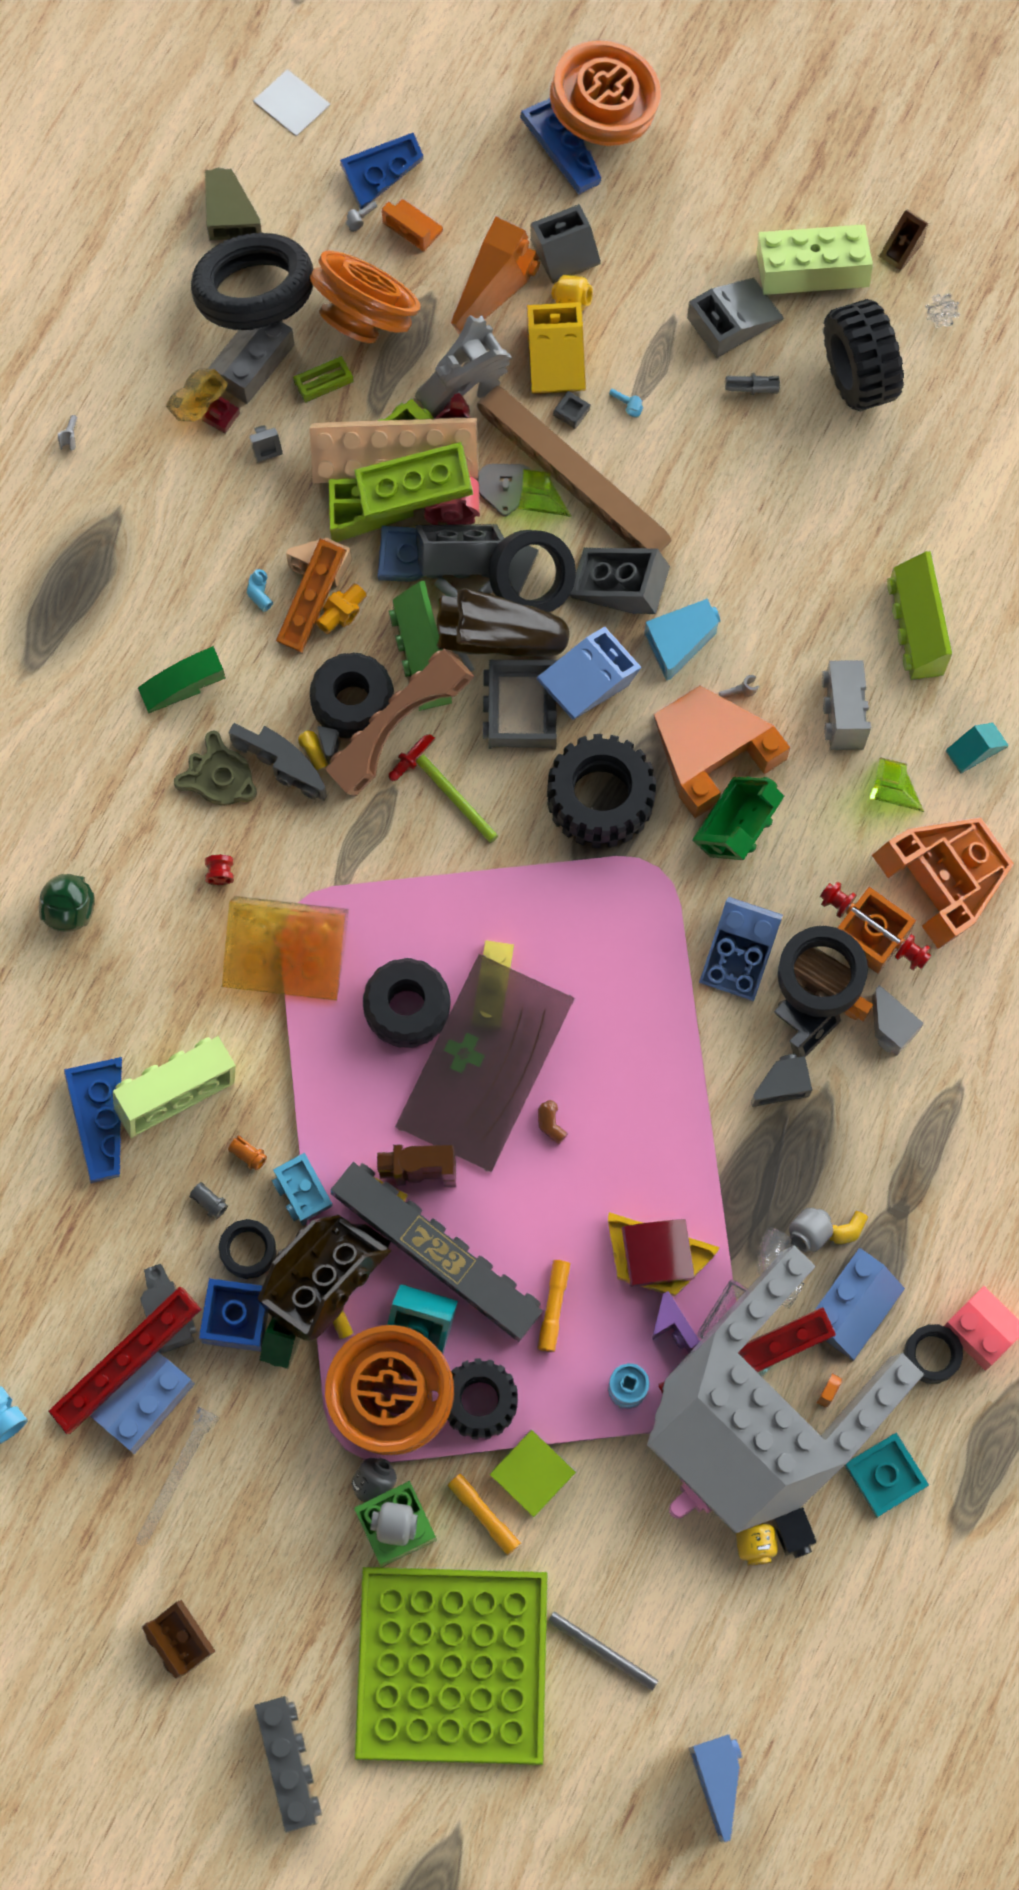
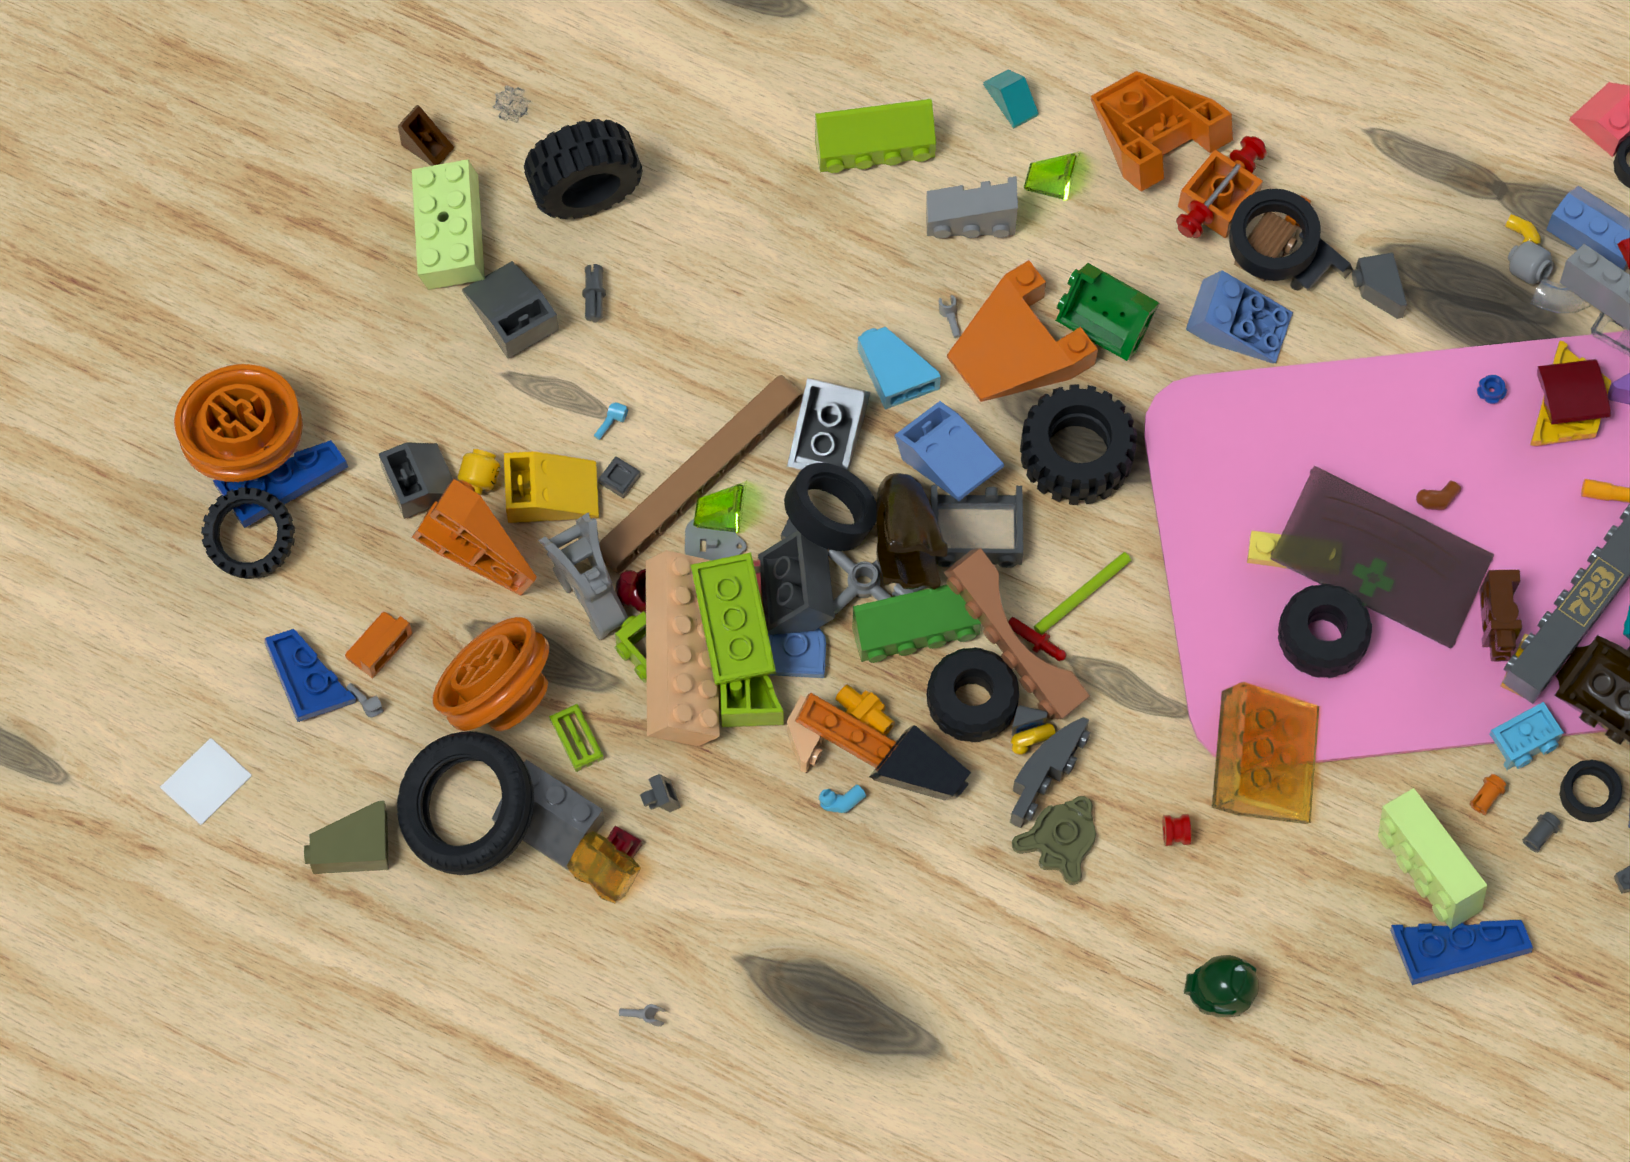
camera: 90 degrees left, 5 degrees down
(182, 680) = (955, 875): green slope -> none
(280, 650) = (921, 767): none -> black slope
(498, 93) = (215, 517): none -> black tyre
(667, 1172) = (1494, 382): none -> blue plate
(893, 1022) = (1317, 180): light grey slope -> none

